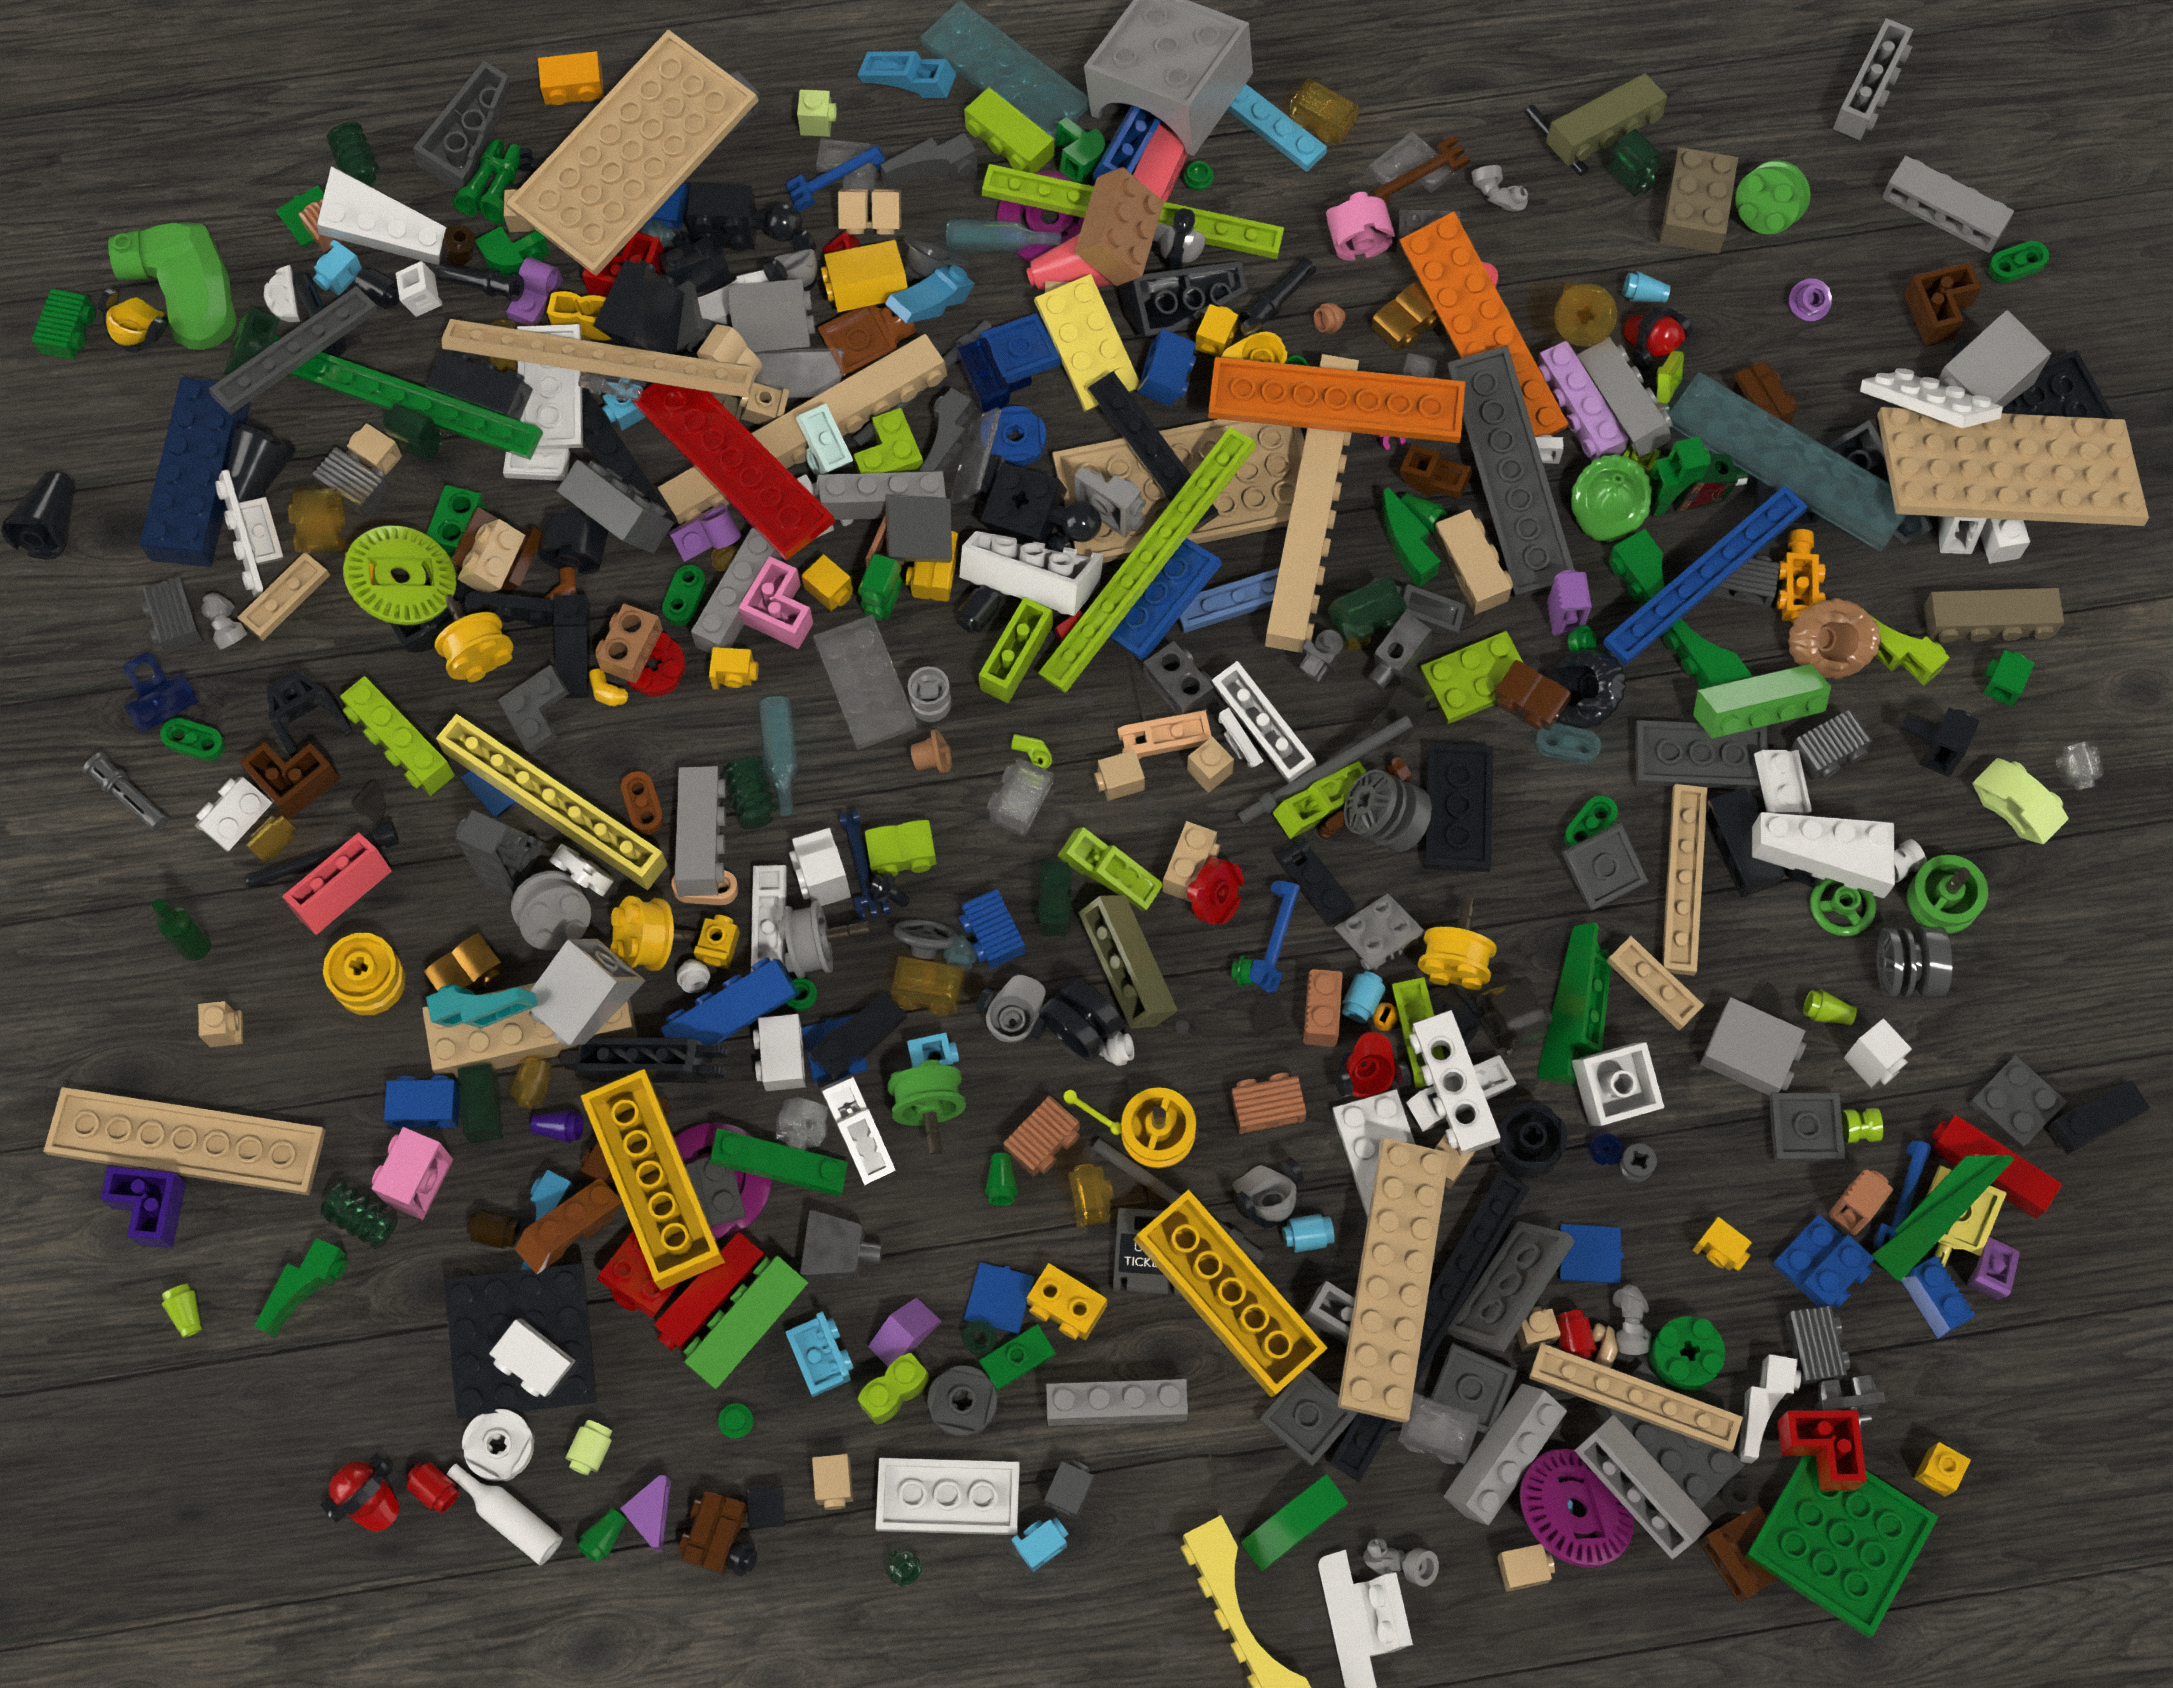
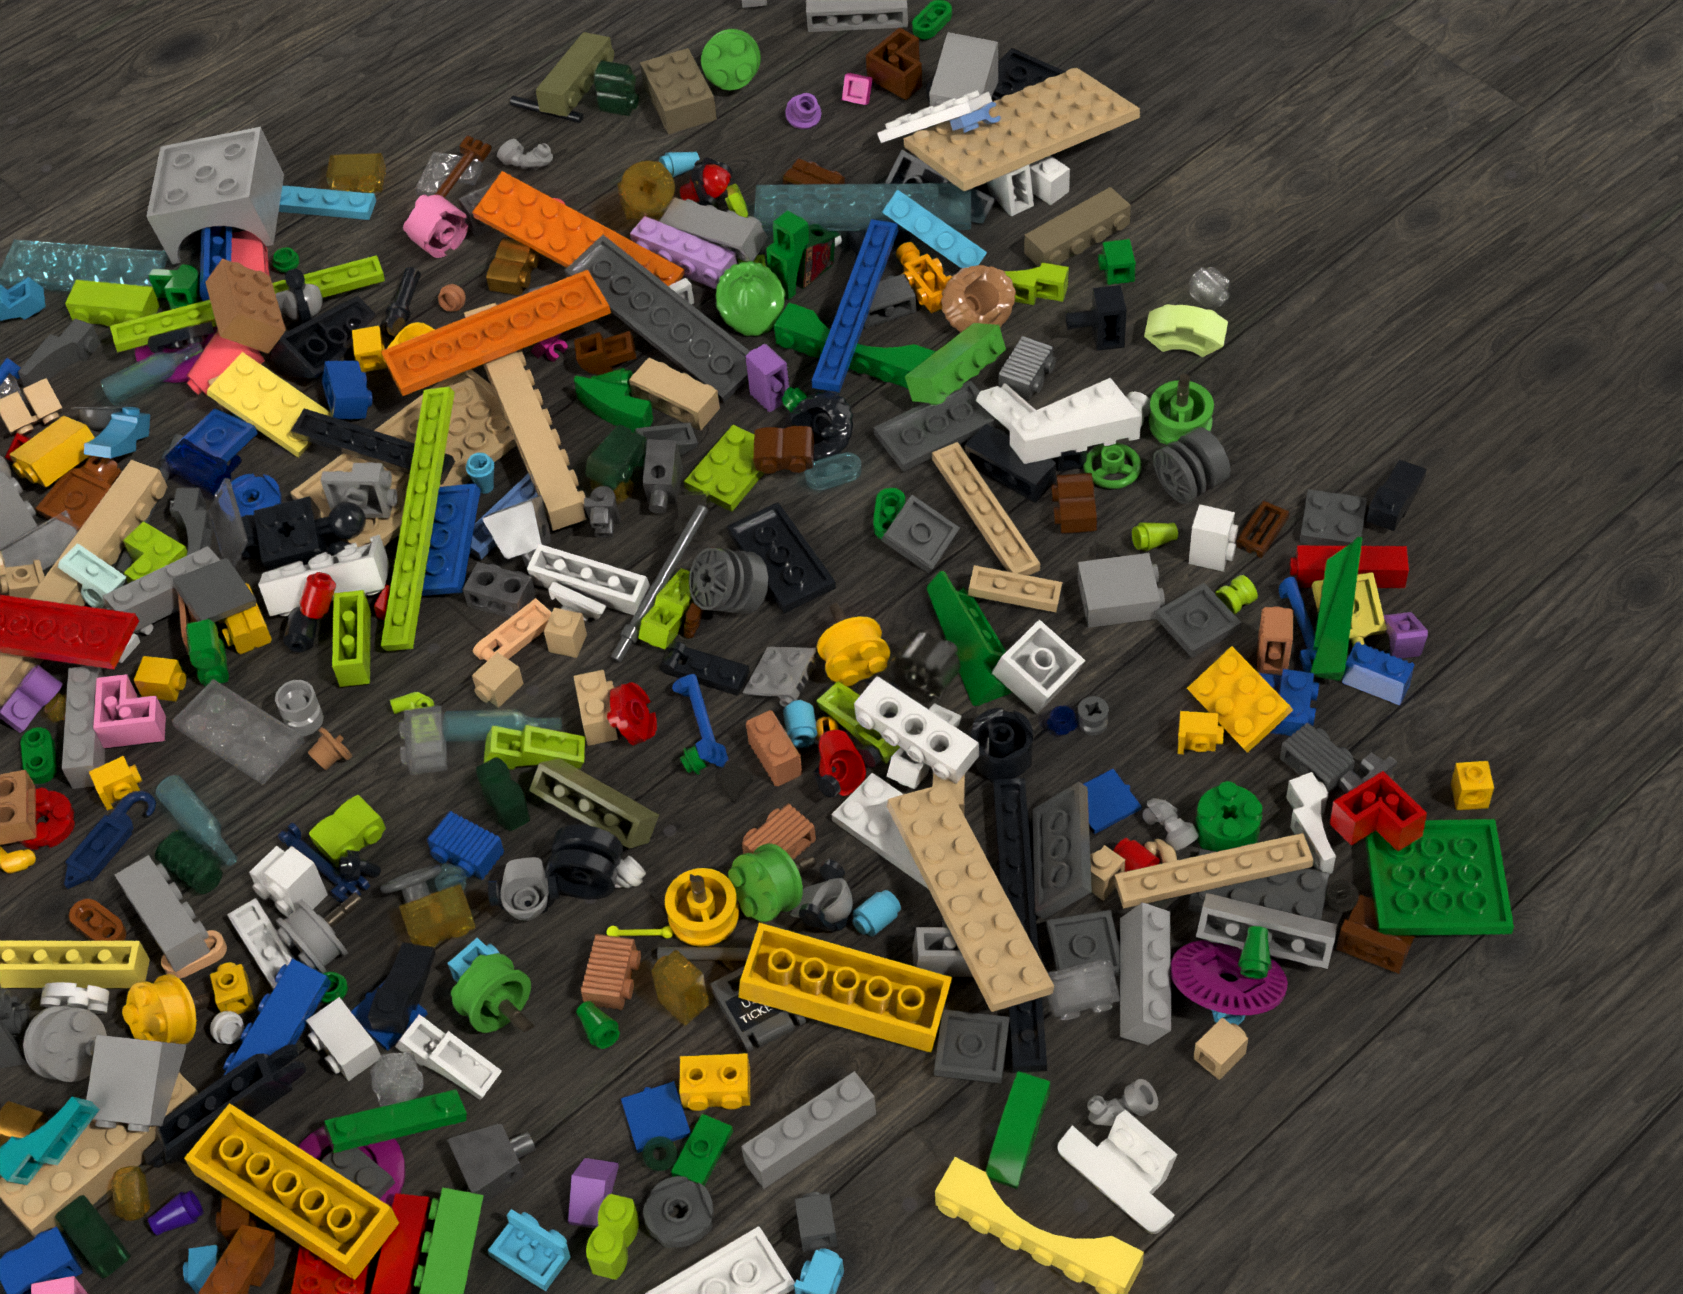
camera: 30 degrees left, 15 degrees down
(693, 721) = (104, 840): none -> dark blue plate
(1008, 589) = (317, 595): none -> red brick
(1044, 221) = (180, 337): none -> black plate
(1080, 813) = (476, 724): none -> clear light blue piece
(1229, 1145) = (768, 881): none -> bright green wheel
(1232, 630) = (520, 528): none -> torso
(1236, 540) = (481, 471): none -> medium azure cone
(1612, 1507) = (1255, 956): none -> green cone
(1776, 926) = (1075, 503): none -> reddish brown brick
(1785, 1238) = (1241, 698): none -> yellow plate
(1840, 536) = (933, 231): none -> medium azure plate
(1882, 305) = (857, 88): none -> tile
(1916, 1079) = (1253, 545): none -> reddish brown tile
(1957, 436) = (970, 120): none -> medium blue plate

